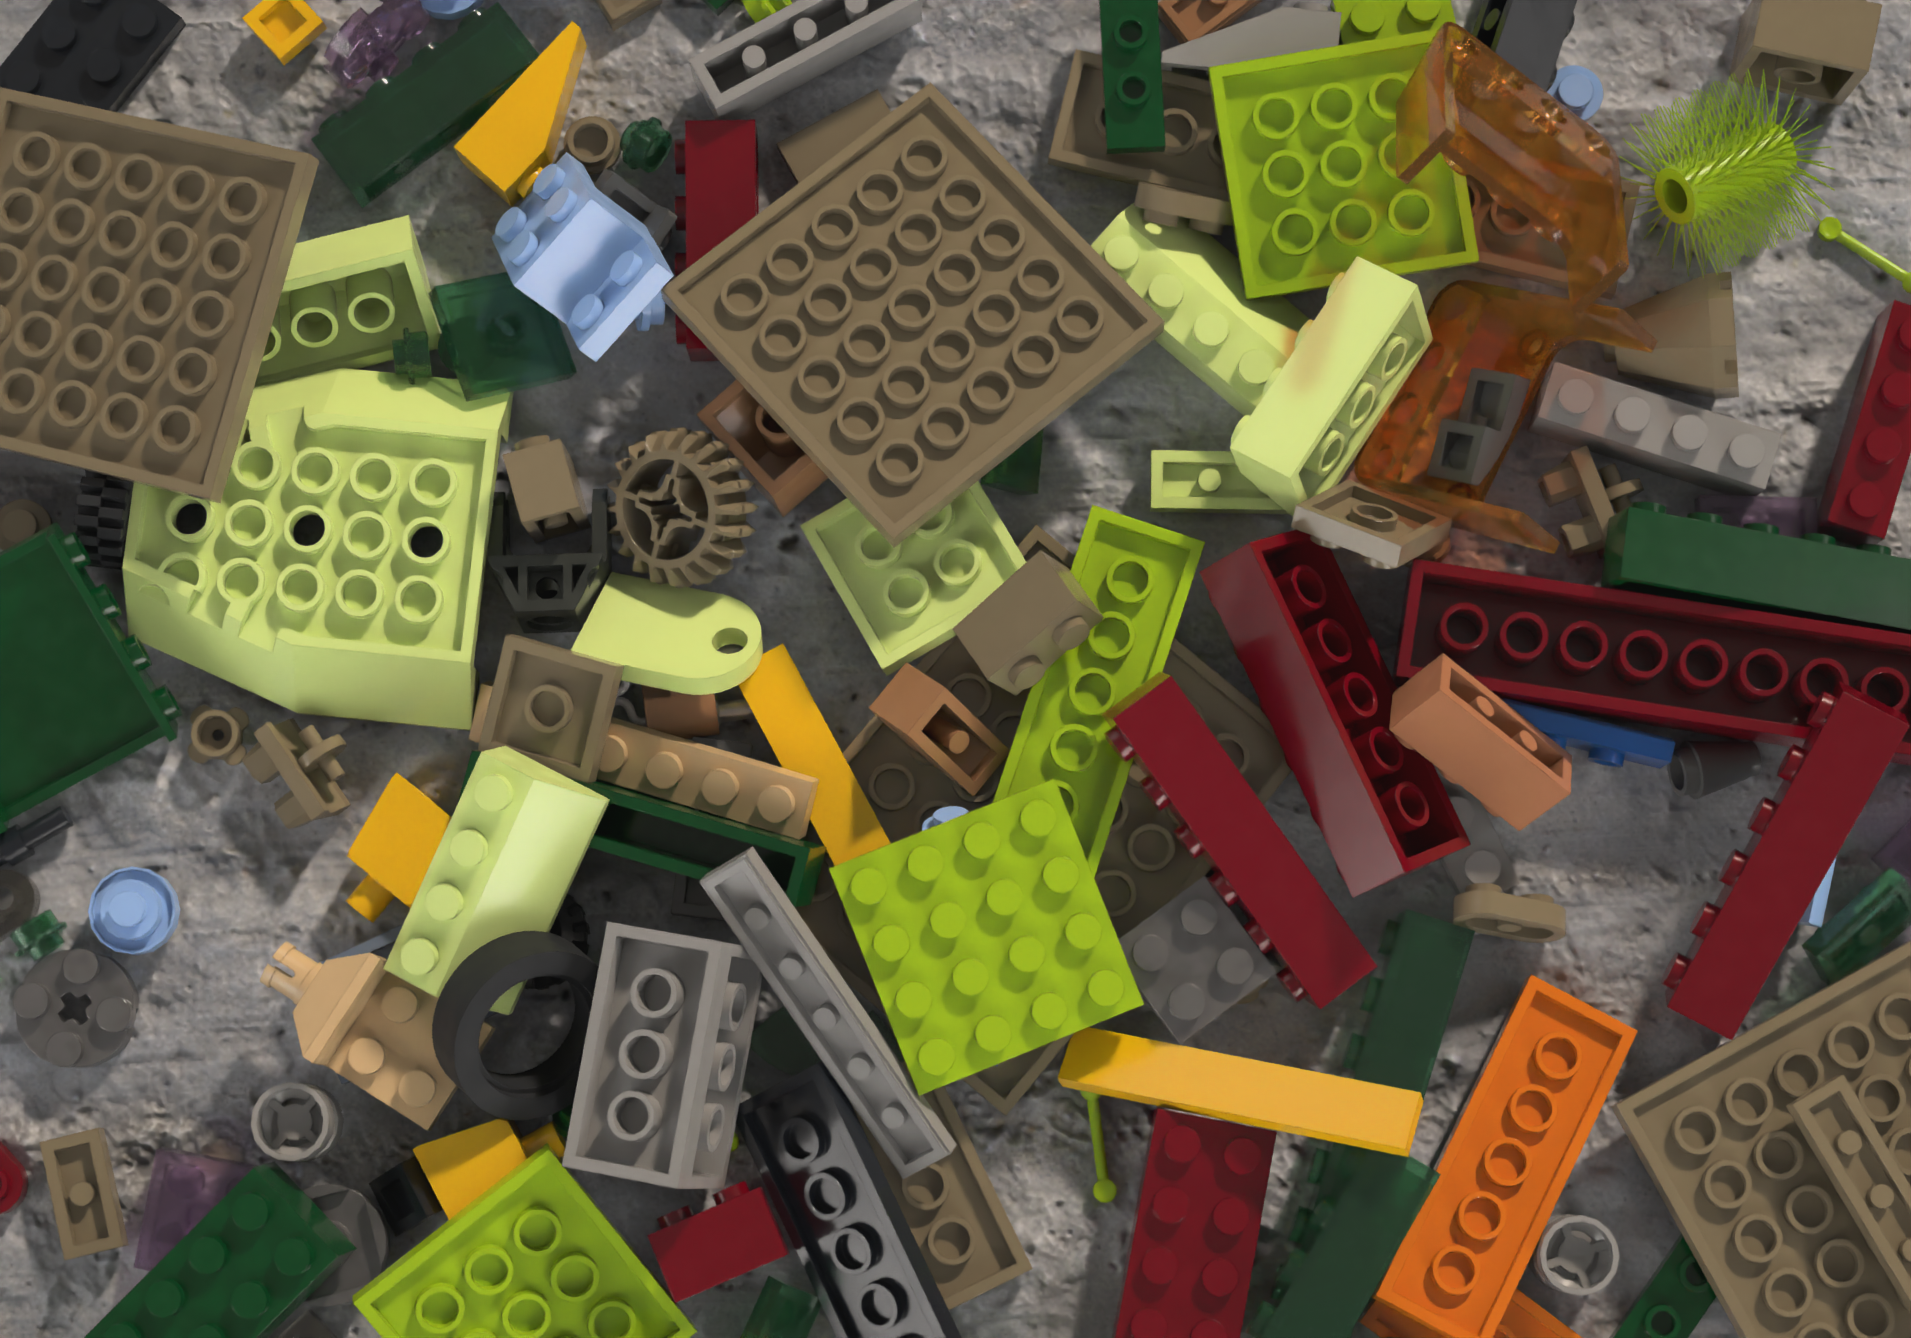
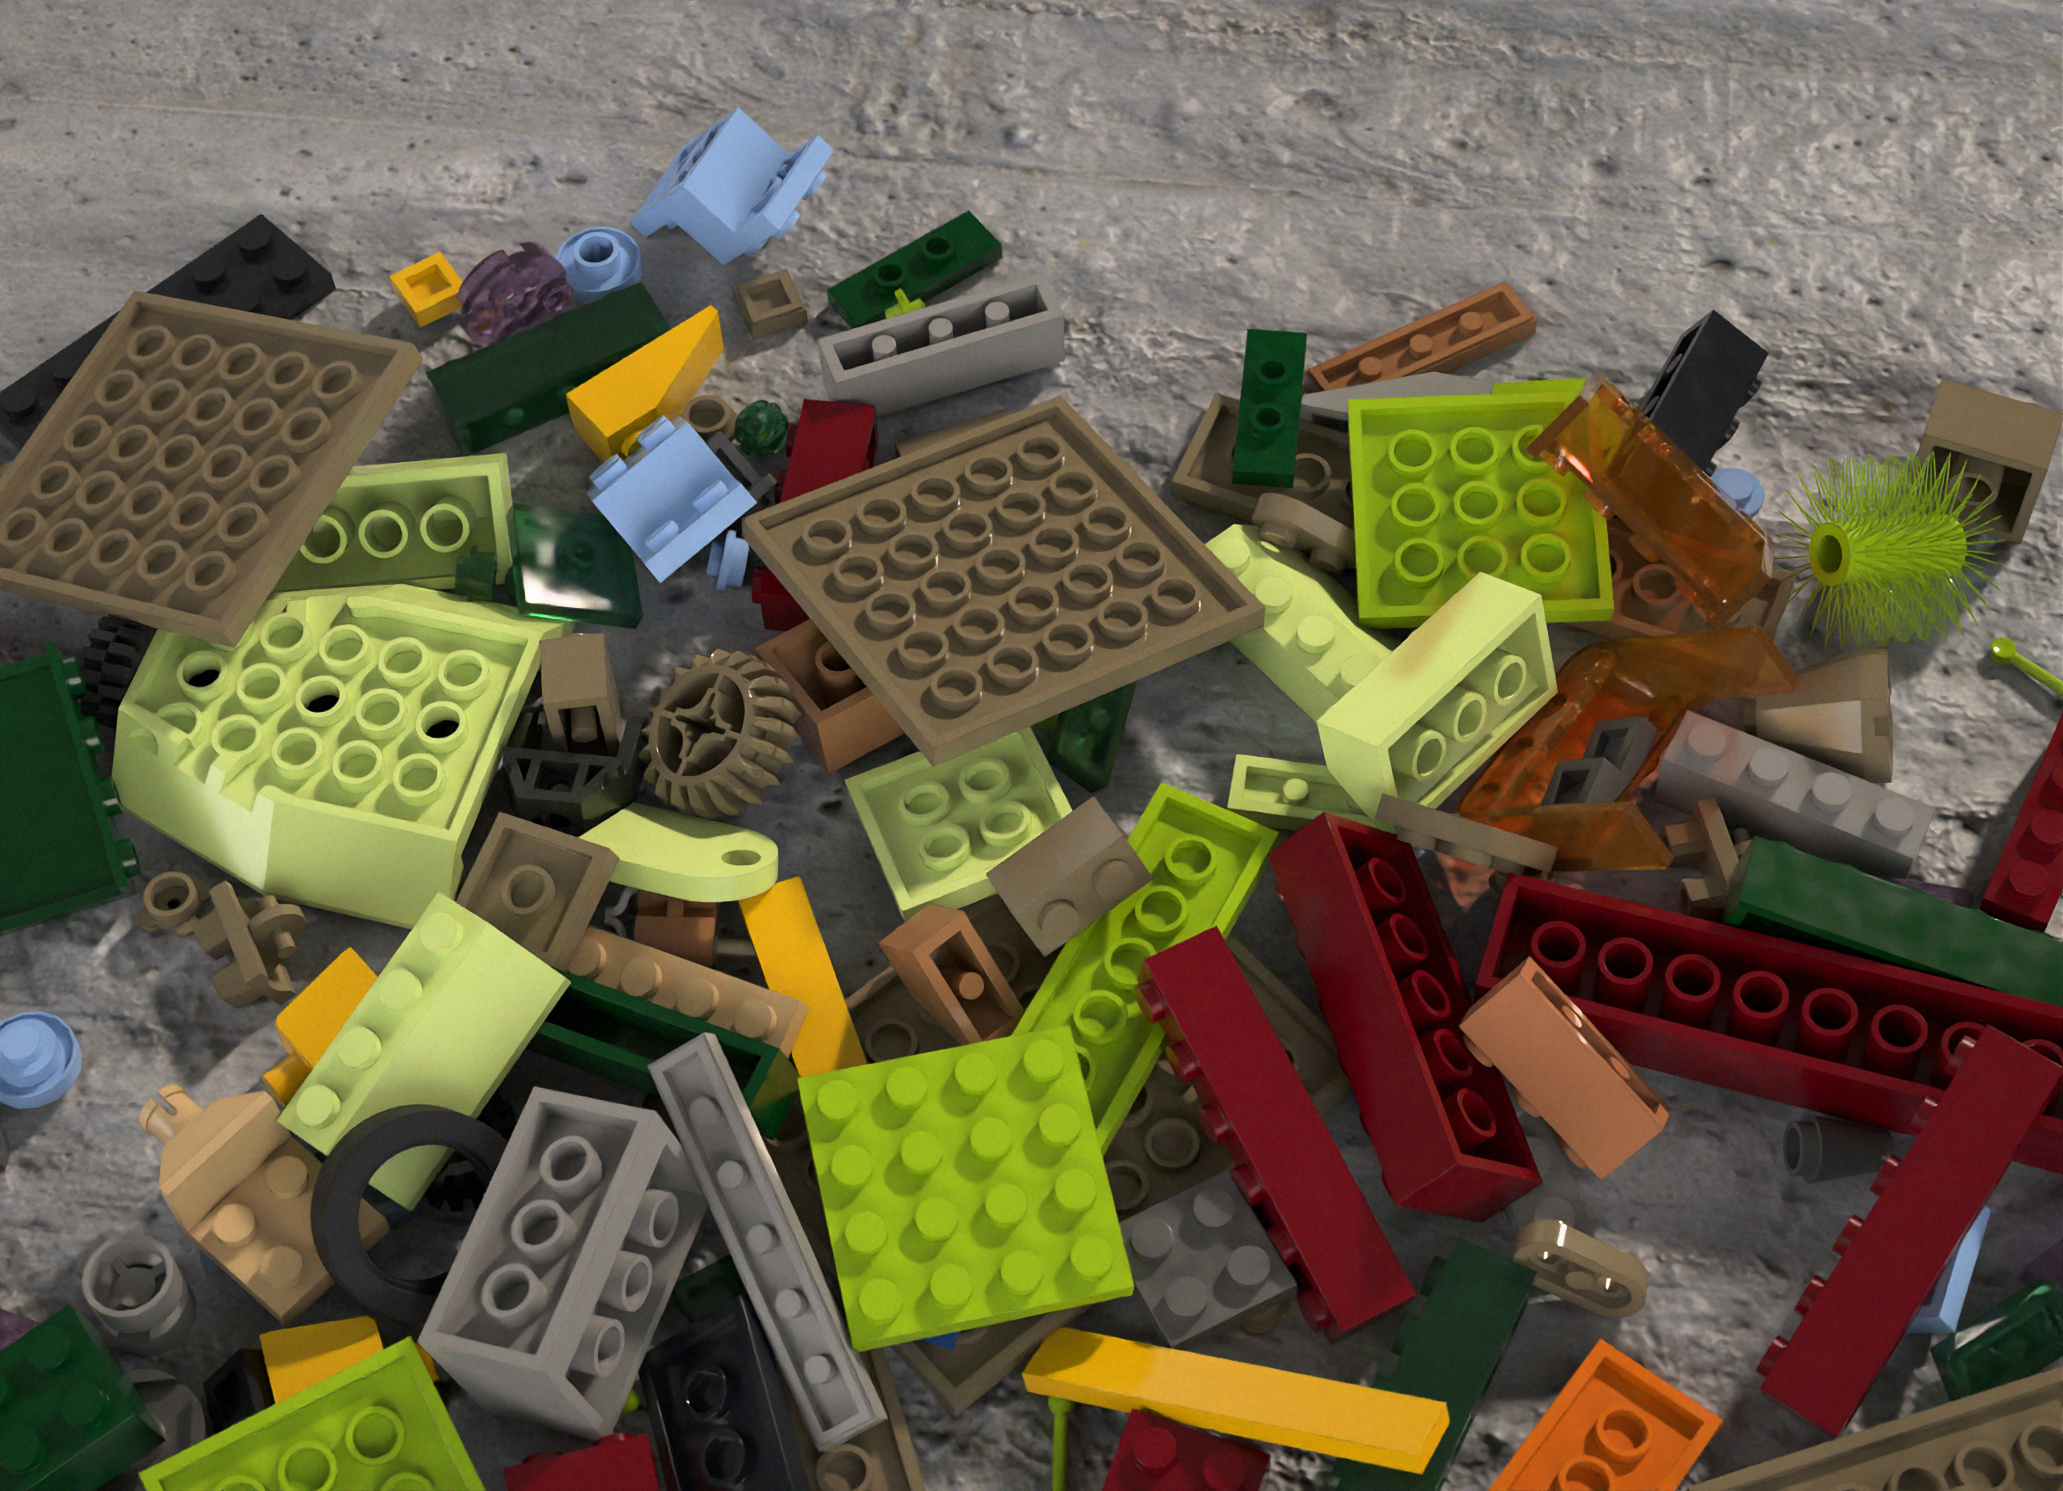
camera: 10 degrees right, 25 degrees down
(1606, 742) = (1710, 1102): blue plate -> none

